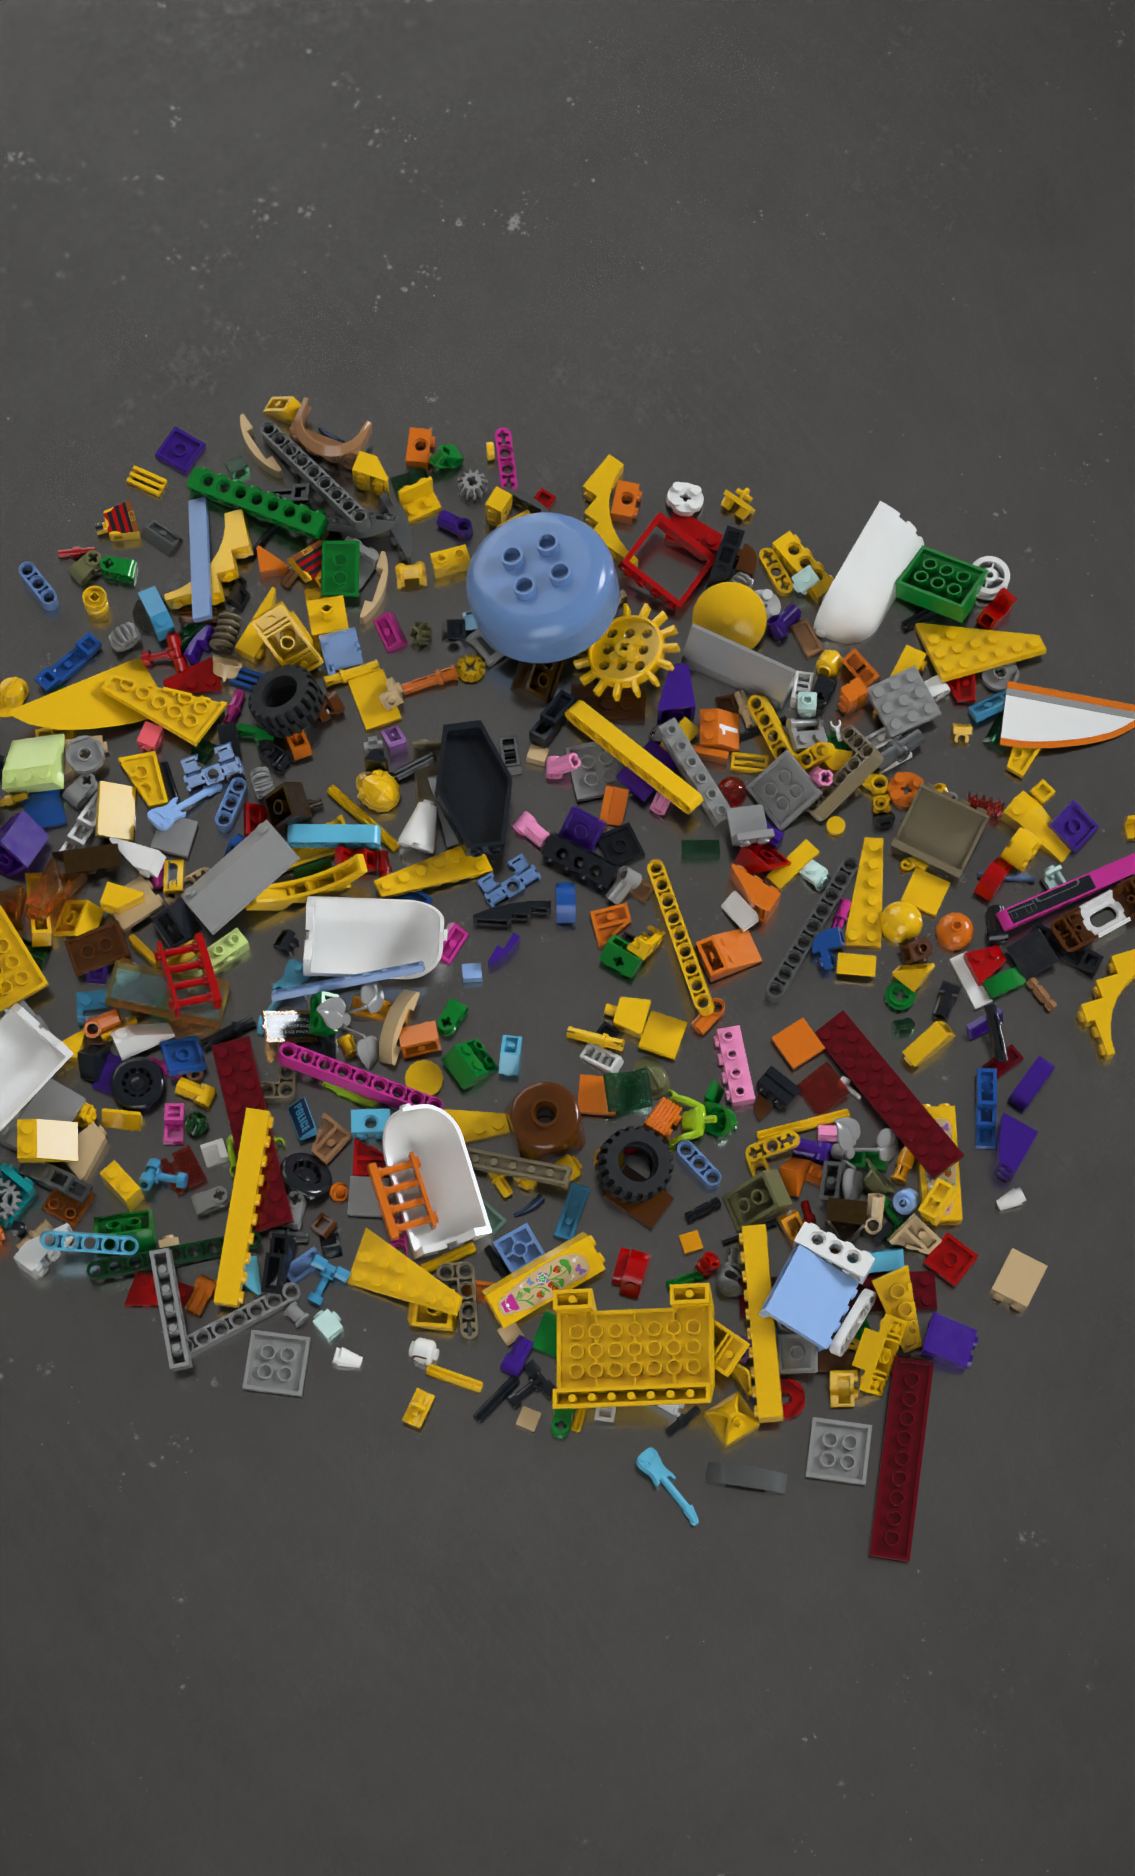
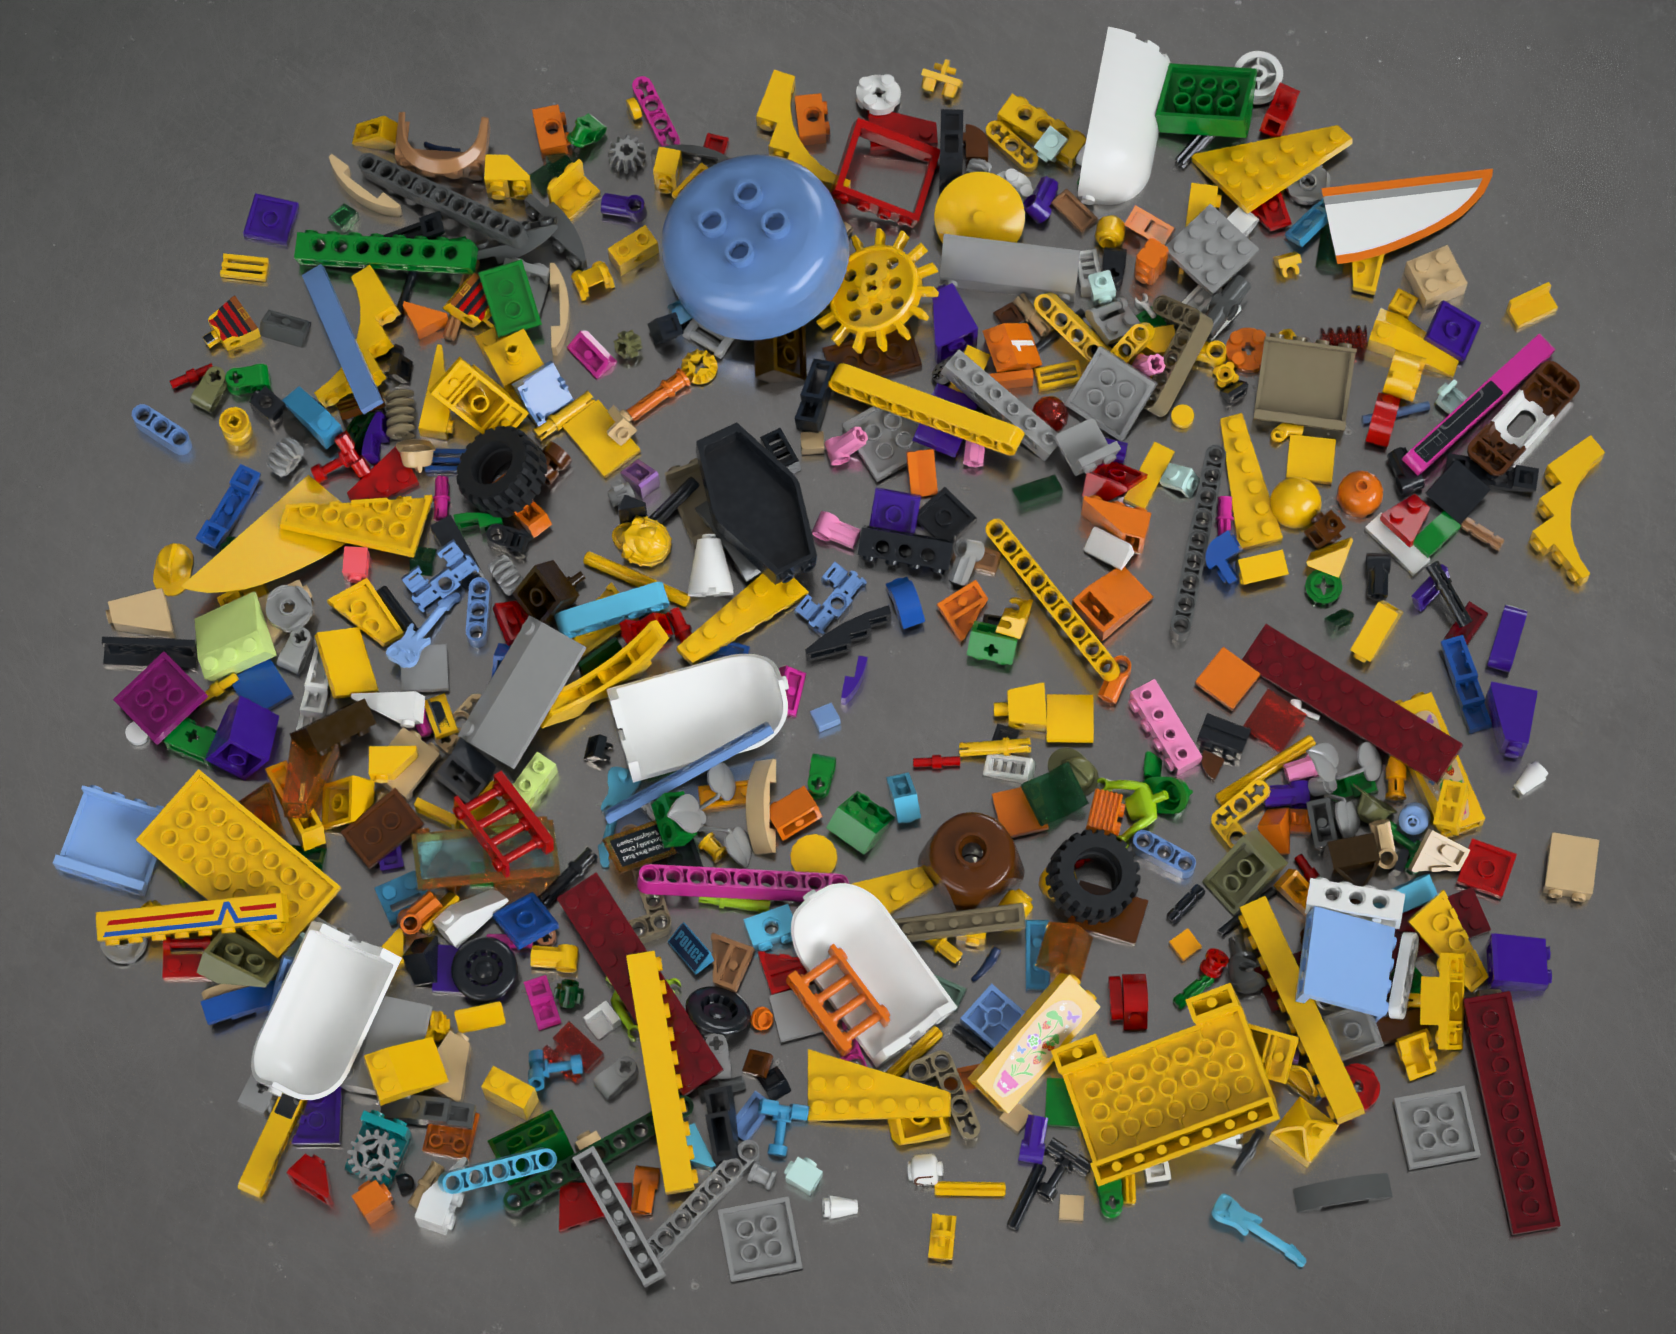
camera: 15 degrees left, 0 degrees up
(129, 600) = (272, 413): none -> black brick
(546, 1035) = (936, 761): none -> red bar
(594, 1215) = (1064, 949): none -> clear orange slope
(1074, 779) = (1435, 277): none -> tan brick

